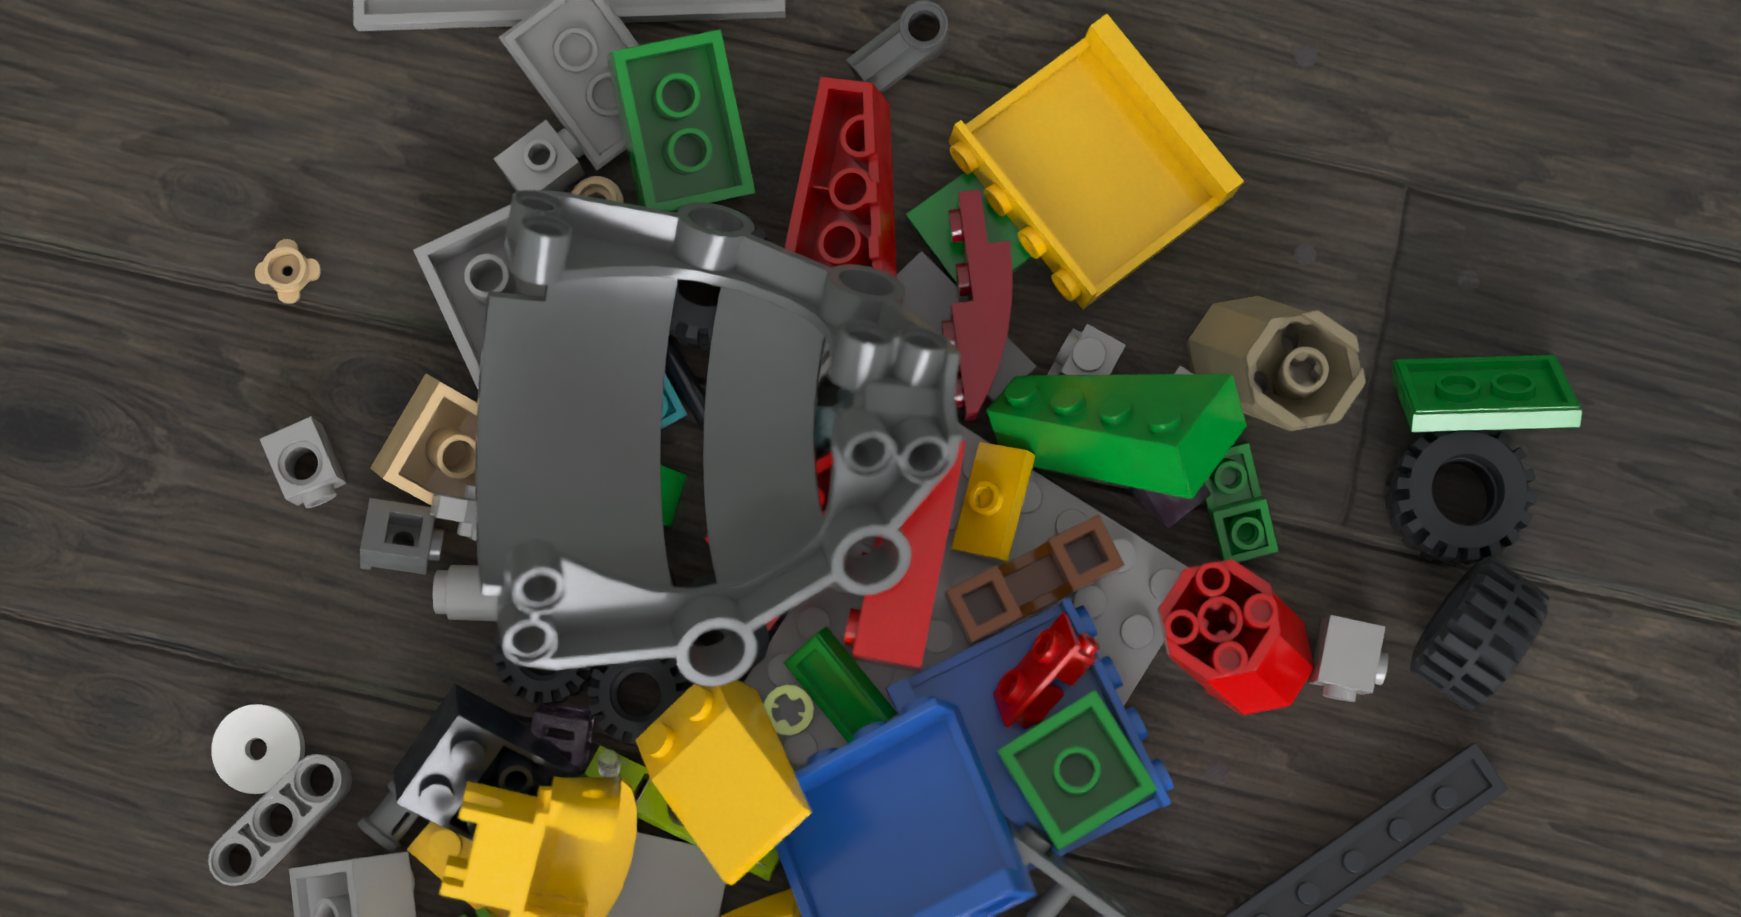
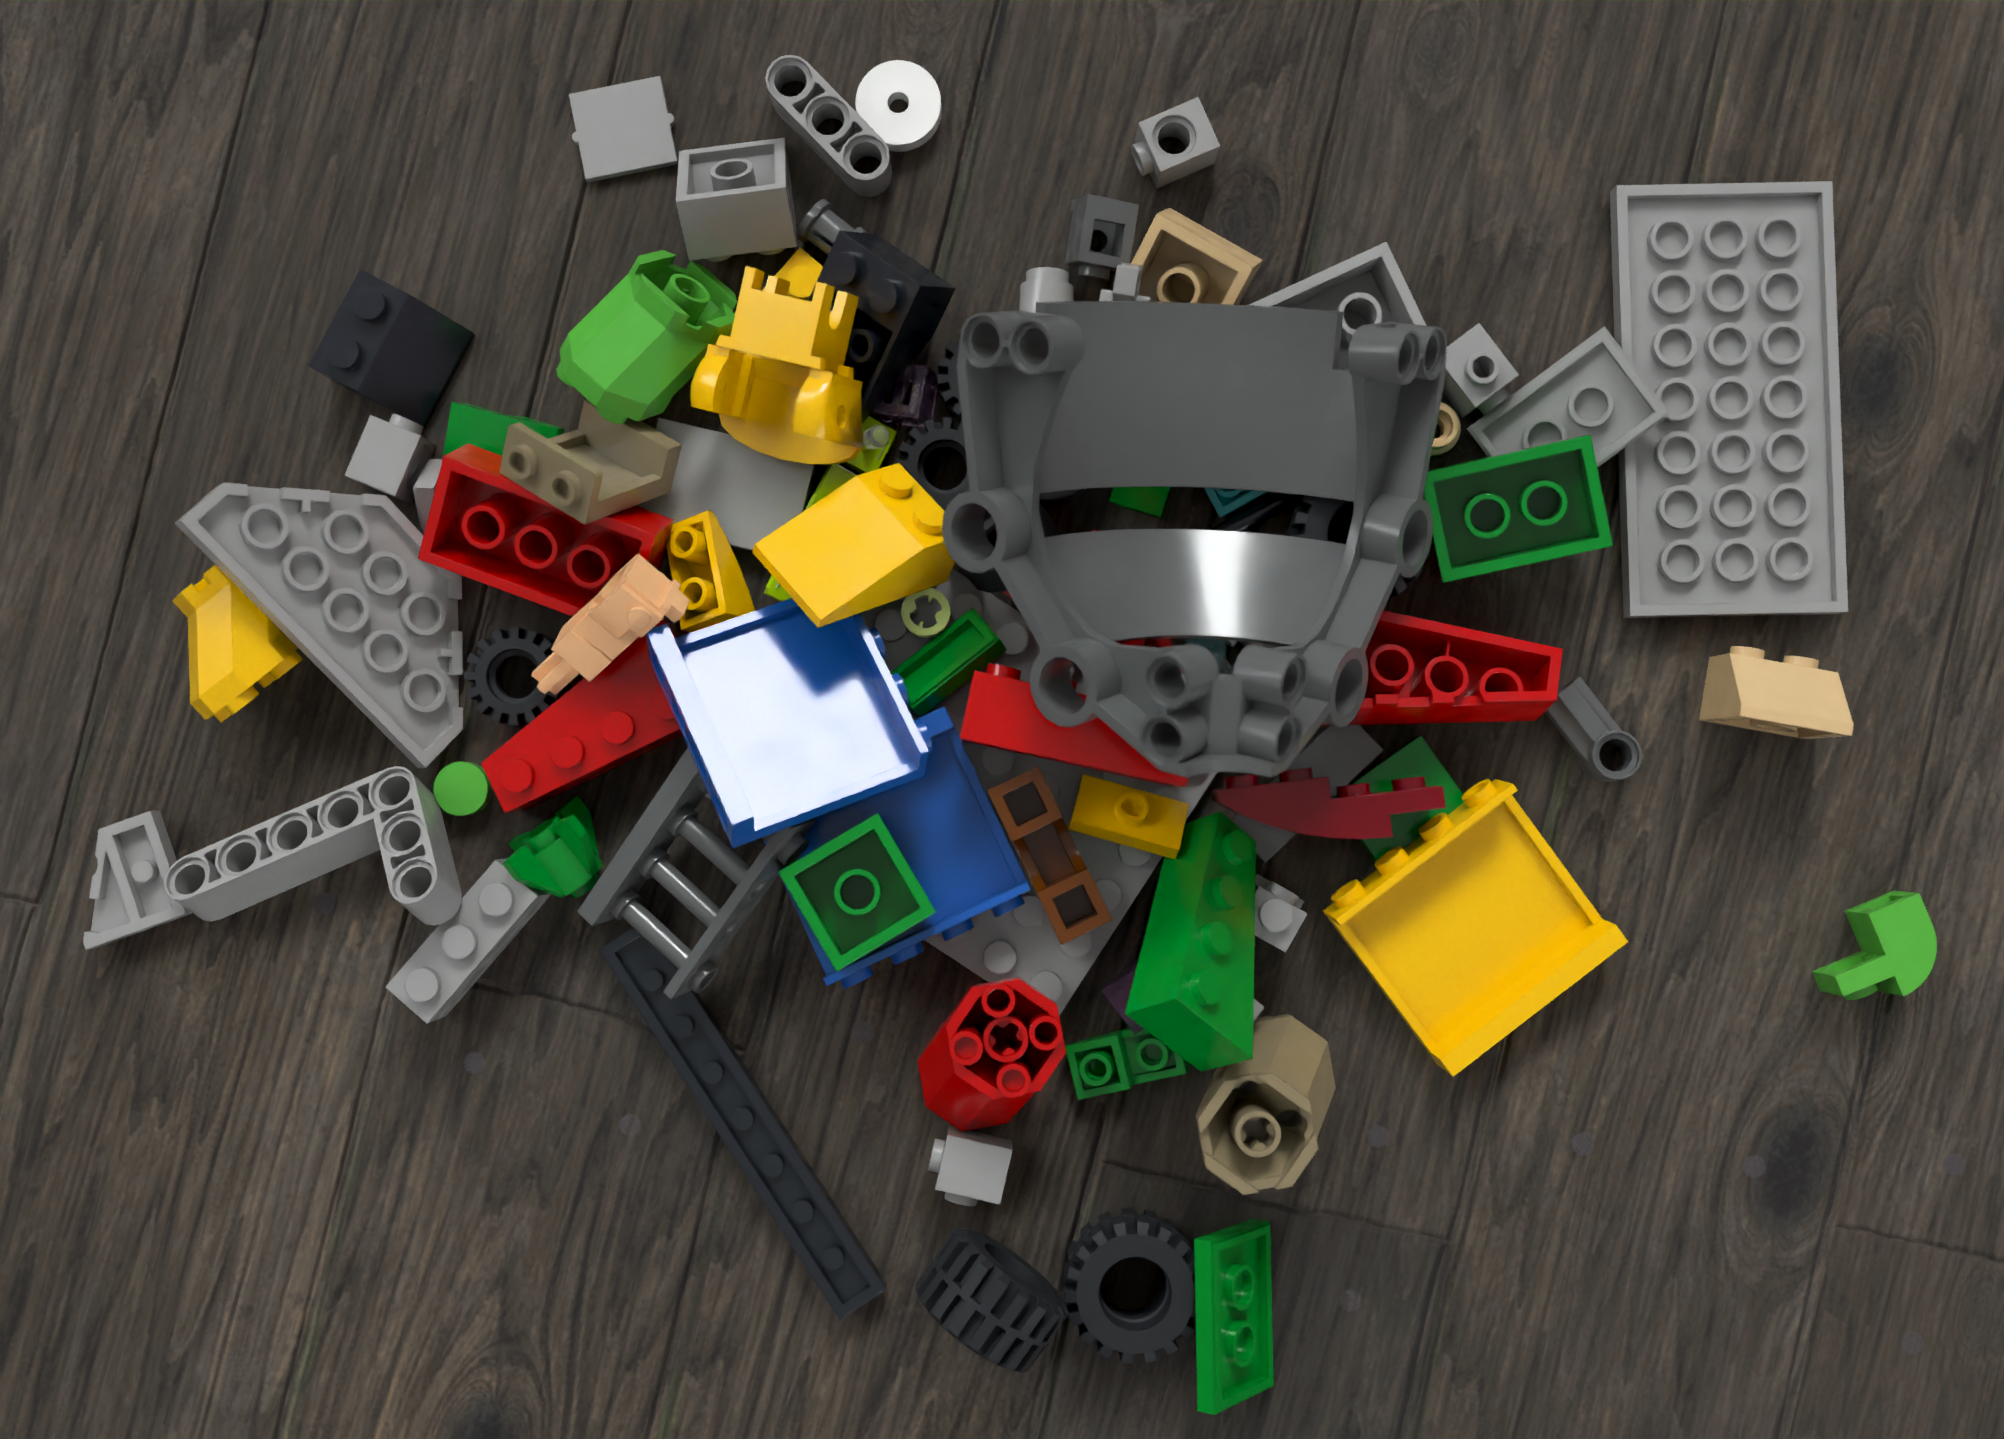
camera: 90 degrees right, 5 degrees up
(283, 256) = (1369, 111): tan plate -> none
(1027, 690) = (939, 847): red hinge -> none

